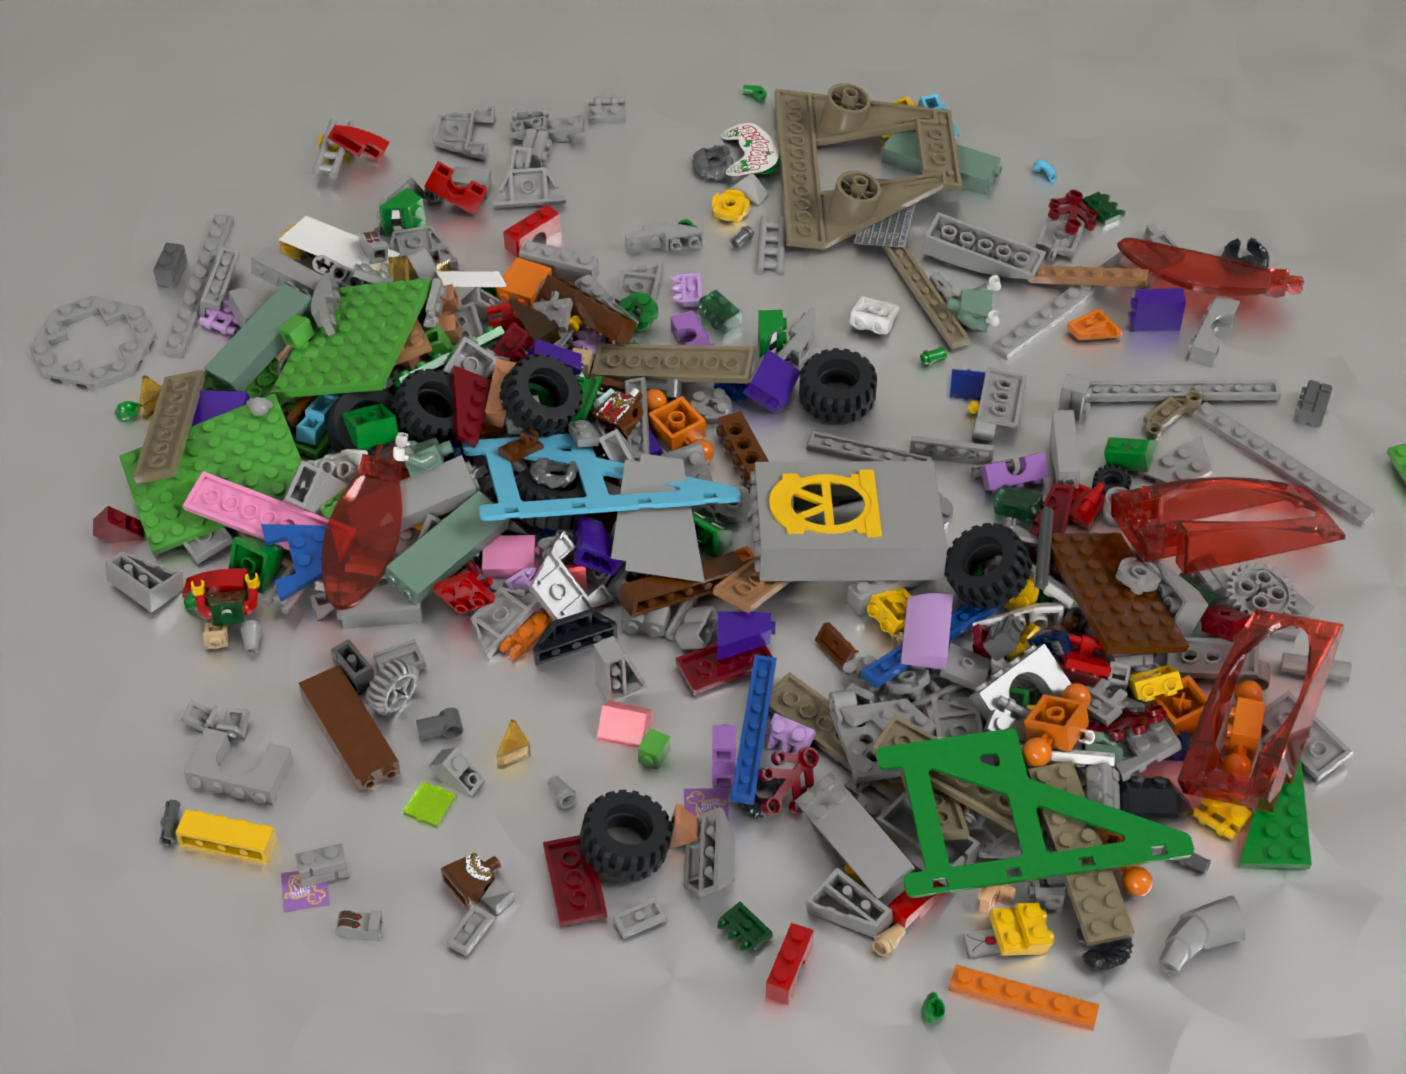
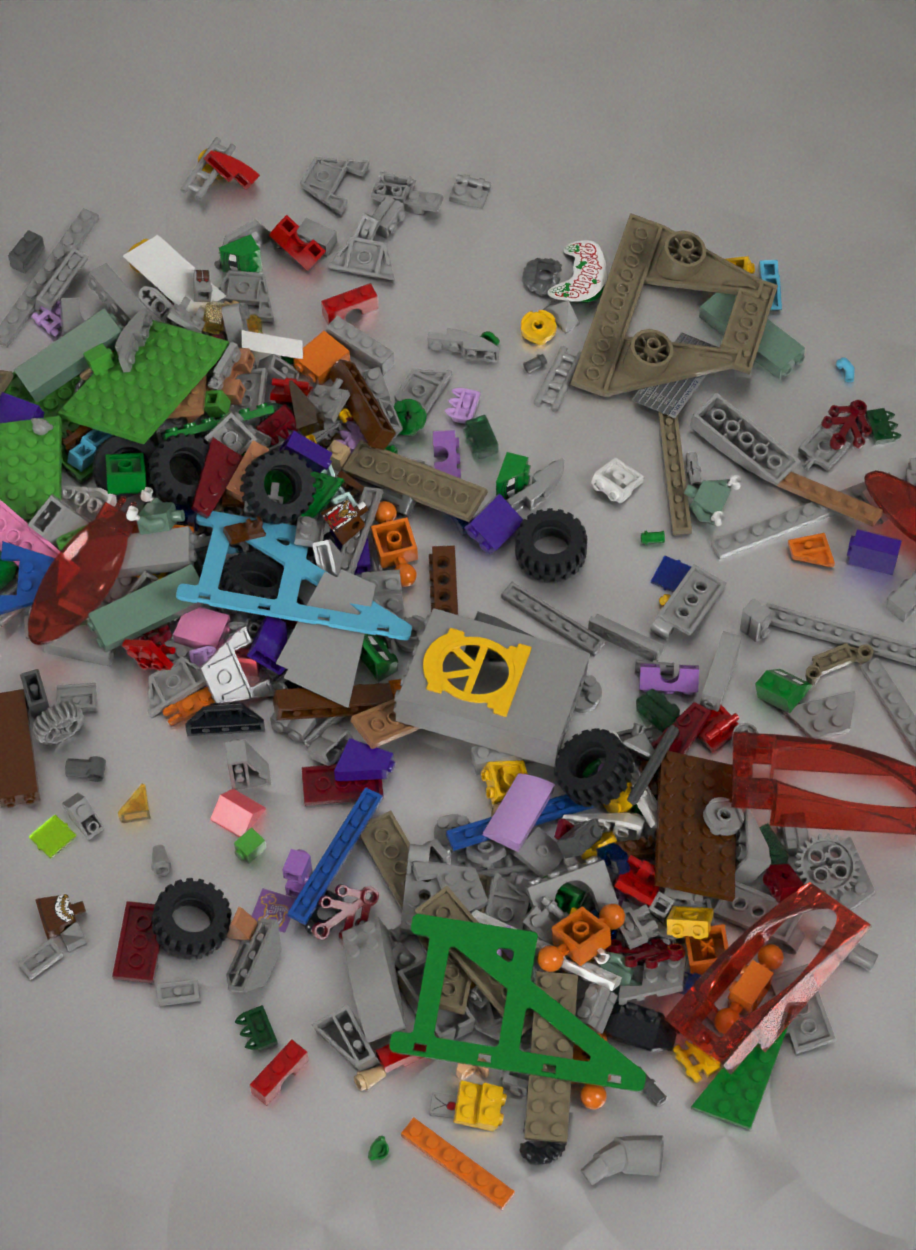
camera: 20 degrees right, 10 degrees up
(541, 472) = (248, 564): dark grey piece -> none
(715, 397) = (439, 521): light grey plate -> none
(757, 91) = (616, 208): green arm -> none
(789, 734) = (366, 867): lavender plate -> none
(835, 644) = (440, 795): reddish brown plate -> none
(1112, 475) = (757, 705): black tyre -> none

